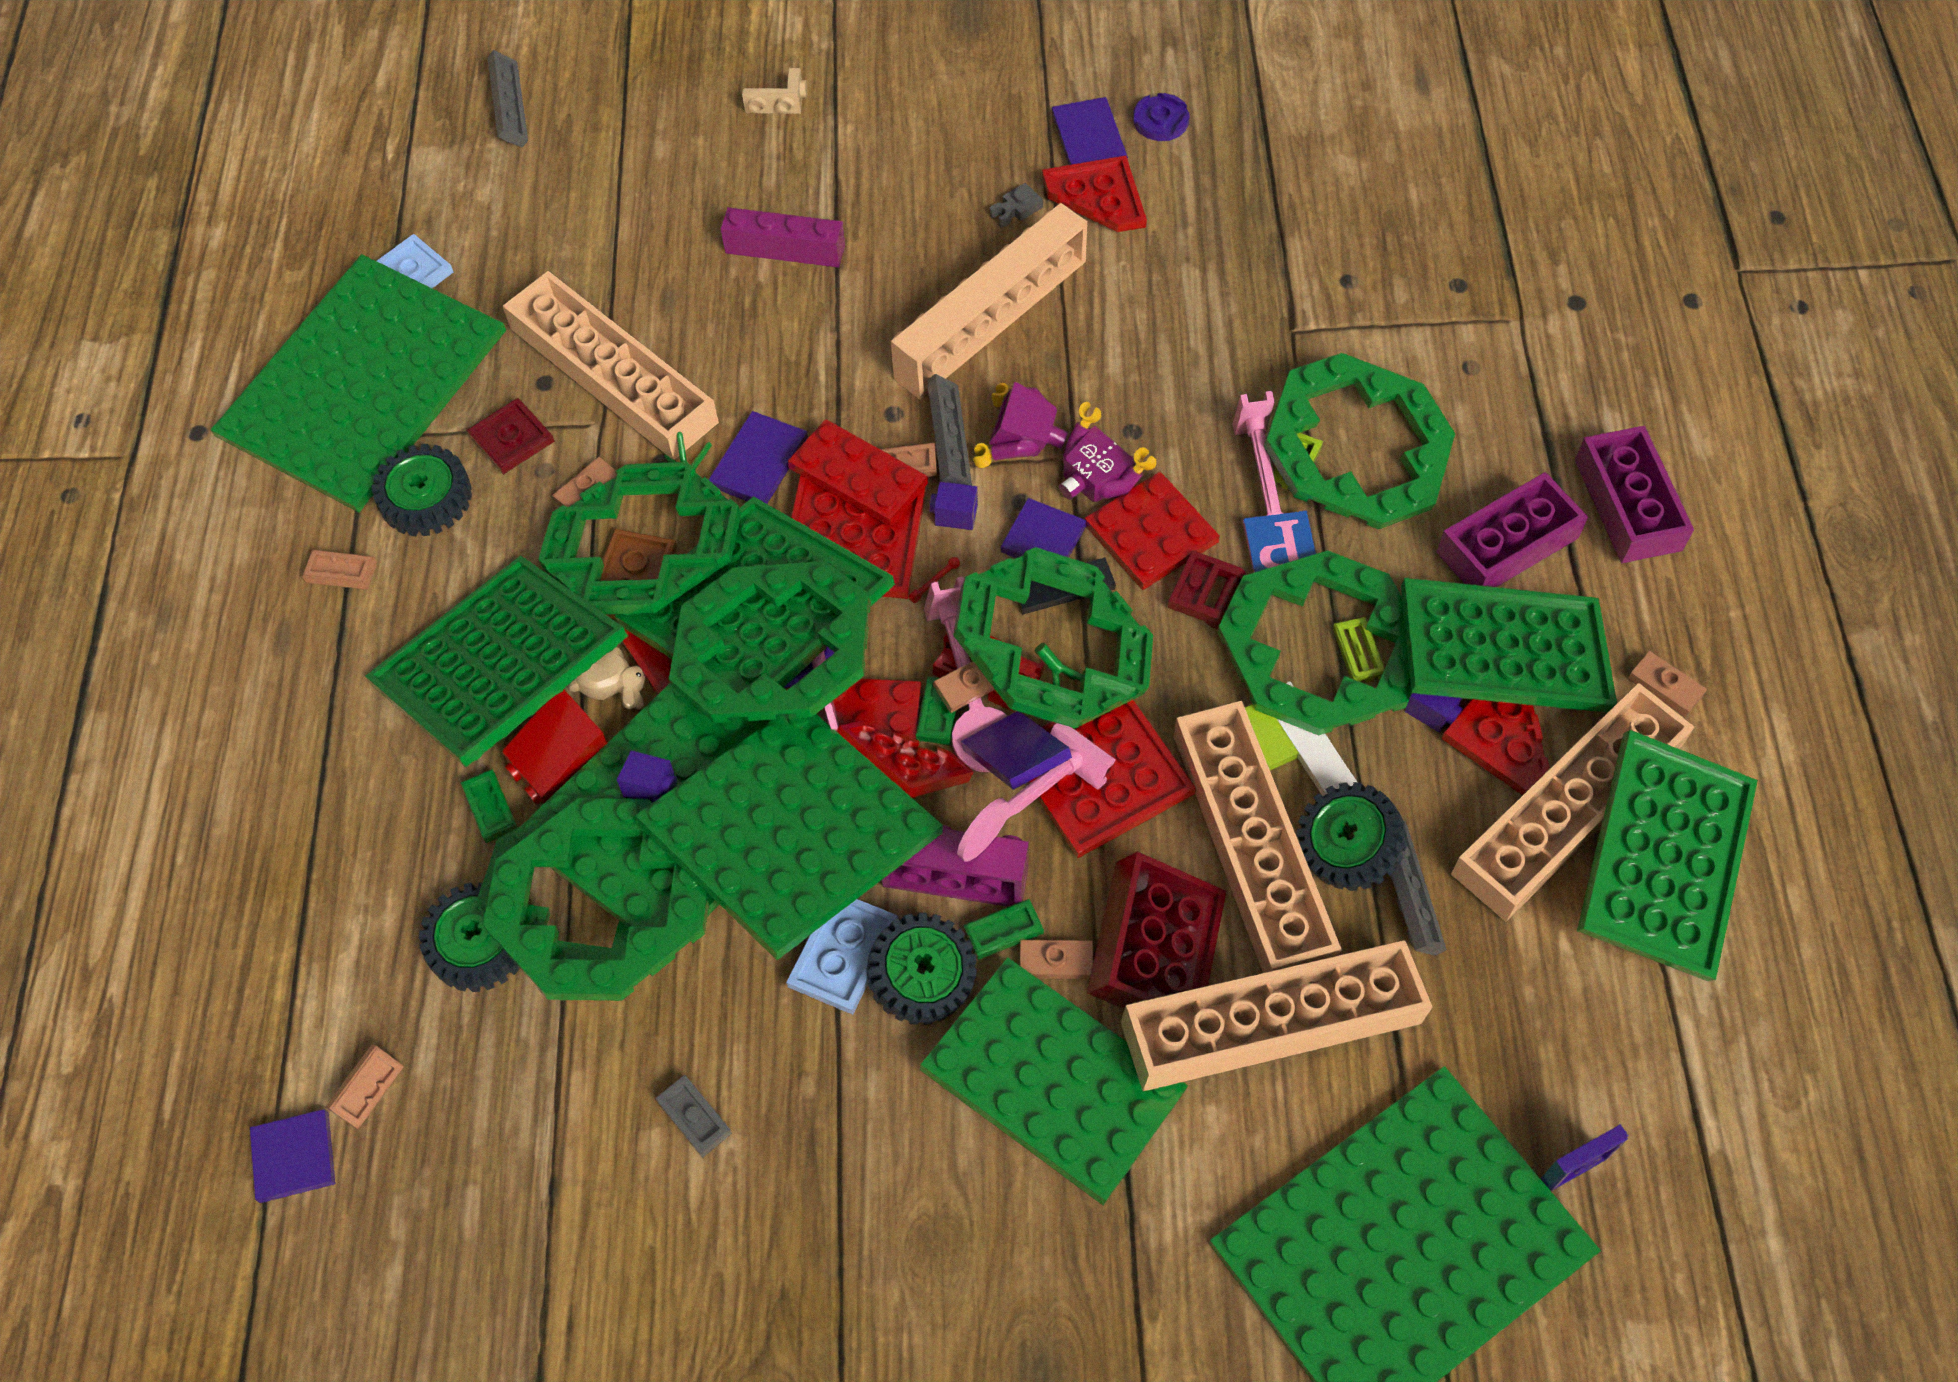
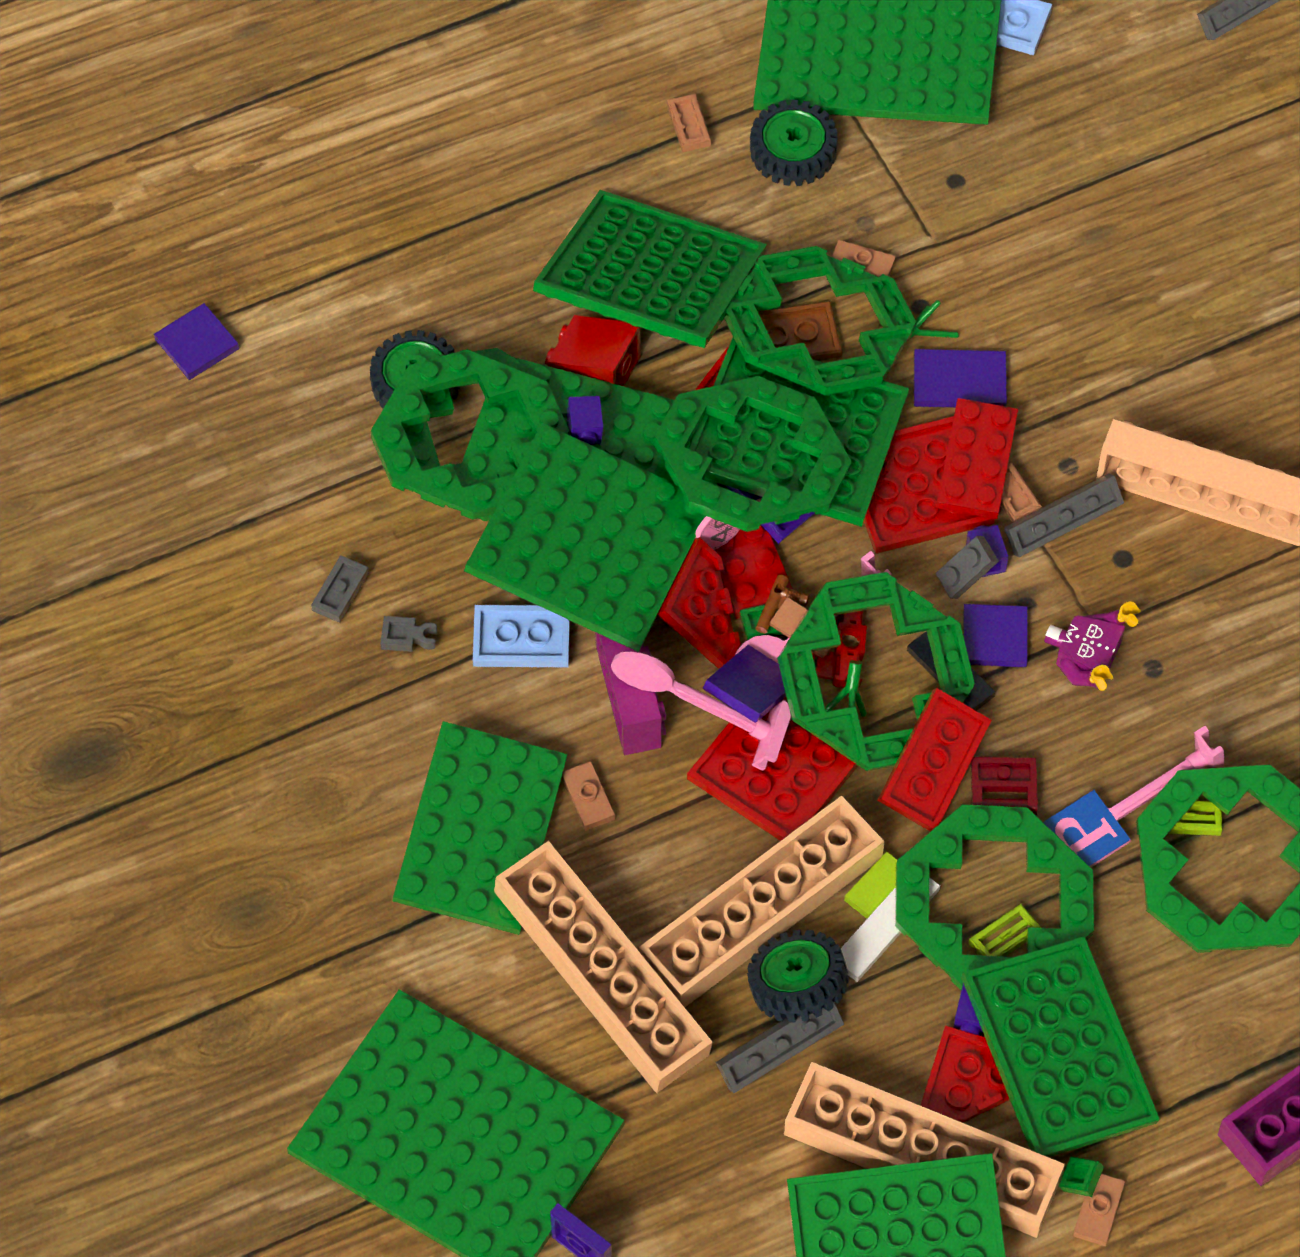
camera: 65 degrees right, 0 degrees up
(364, 1086) = (265, 360): nougat plate -> none
(489, 805) = (529, 331): green plate -> none
(510, 435) = (882, 180): dark red plate -> none
(611, 364) = (990, 218): light nougat brick -> none
(611, 676) = (685, 363): tan animal -> none
(782, 1071) = (402, 633): none -> dark grey plate
(783, 237) = (1210, 292): magenta brick -> none
(915, 595) = (882, 558): red hinge -> none
(928, 695) = (776, 600): none -> dark orange hose
(947, 974) = (548, 706): wheel -> none
(970, 523) = (967, 567): none -> dark grey plate
(1003, 929) = (595, 745): green plate -> none
(1021, 425) = (1099, 569): magenta torso -> none
(1151, 530) = (1047, 720): red plate -> none
(1155, 933) = (641, 861): dark red slope -> none
(1163, 630) = (934, 760): none -> red plate
(1512, 533) = (1189, 1020): magenta brick -> none
(1631, 676) = (1081, 1176): none -> green tile

